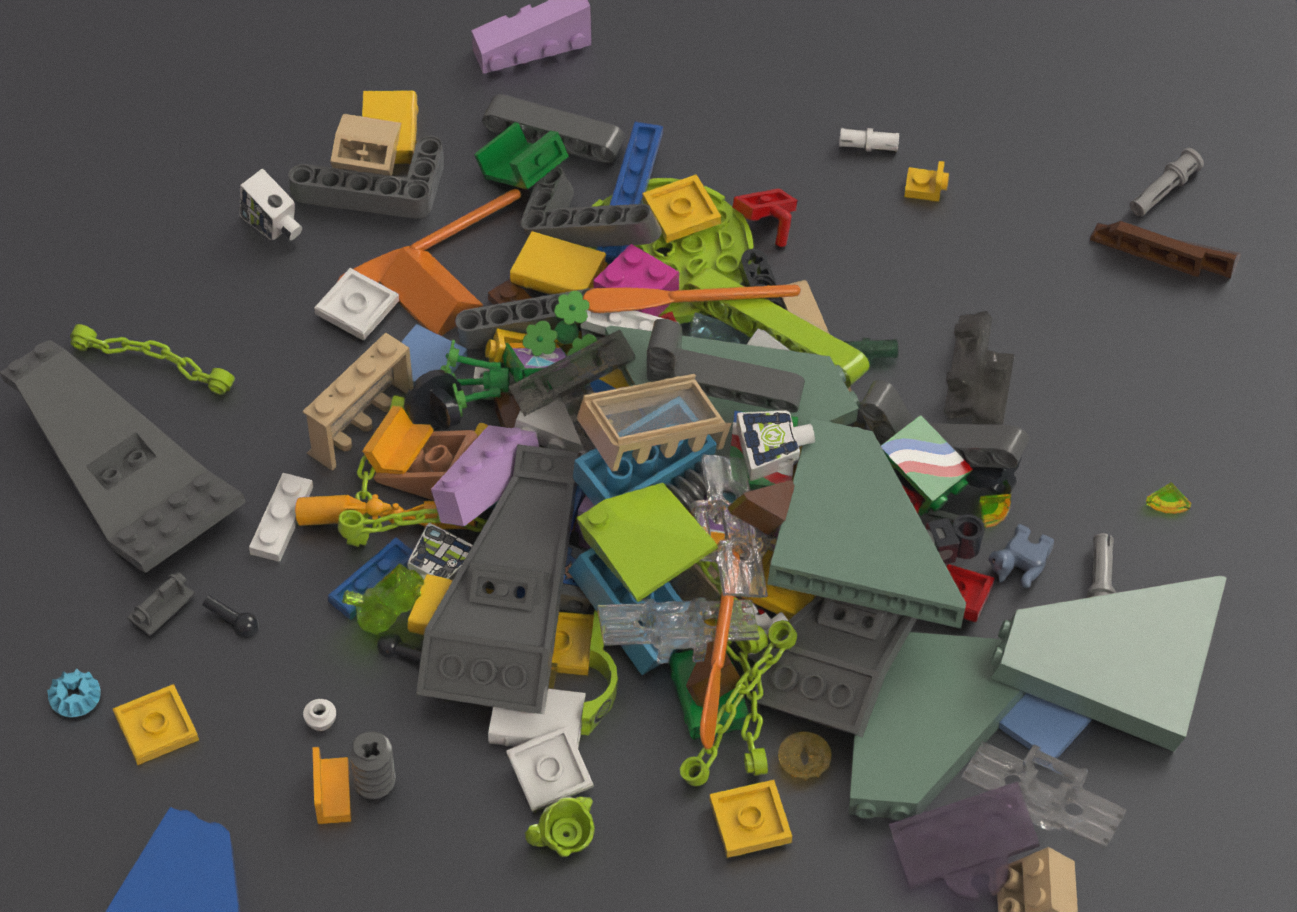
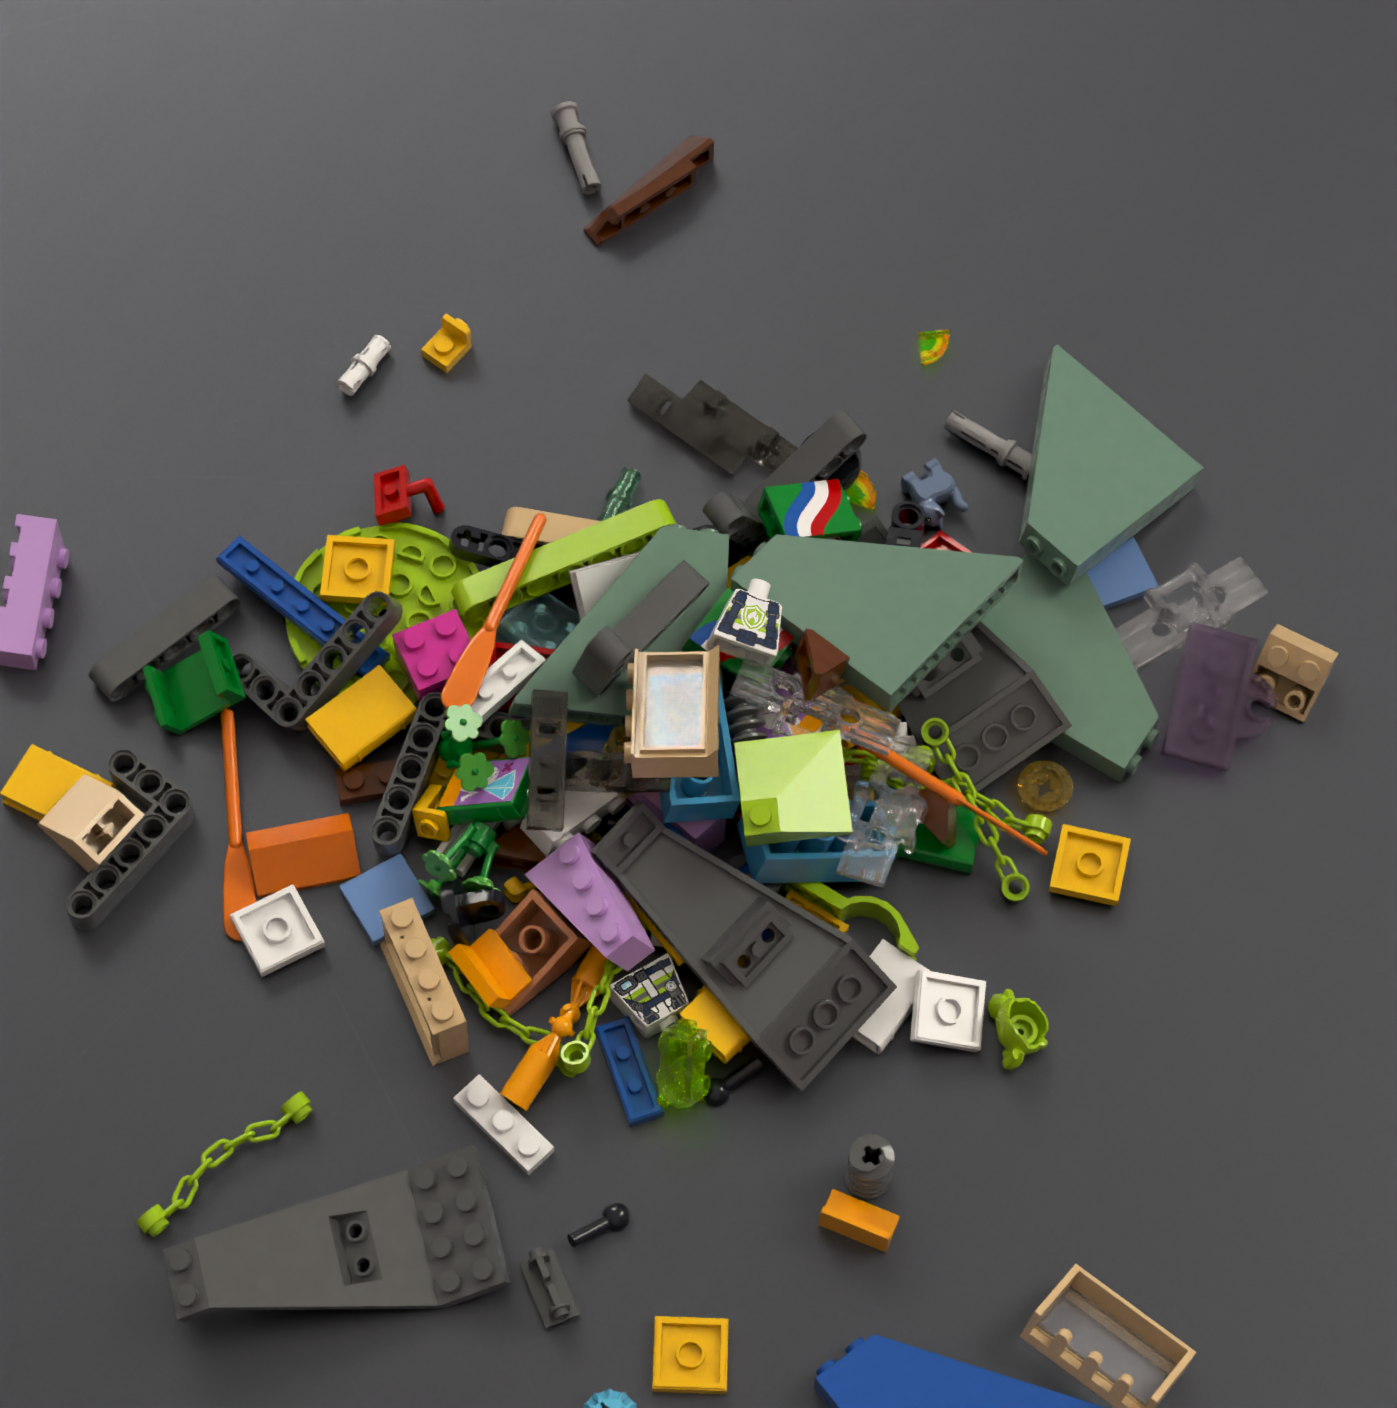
camera: 65 degrees left, 10 degrees up
(268, 207) = (104, 957): white torso -> none
(323, 721) = (762, 1202): white plate -> none

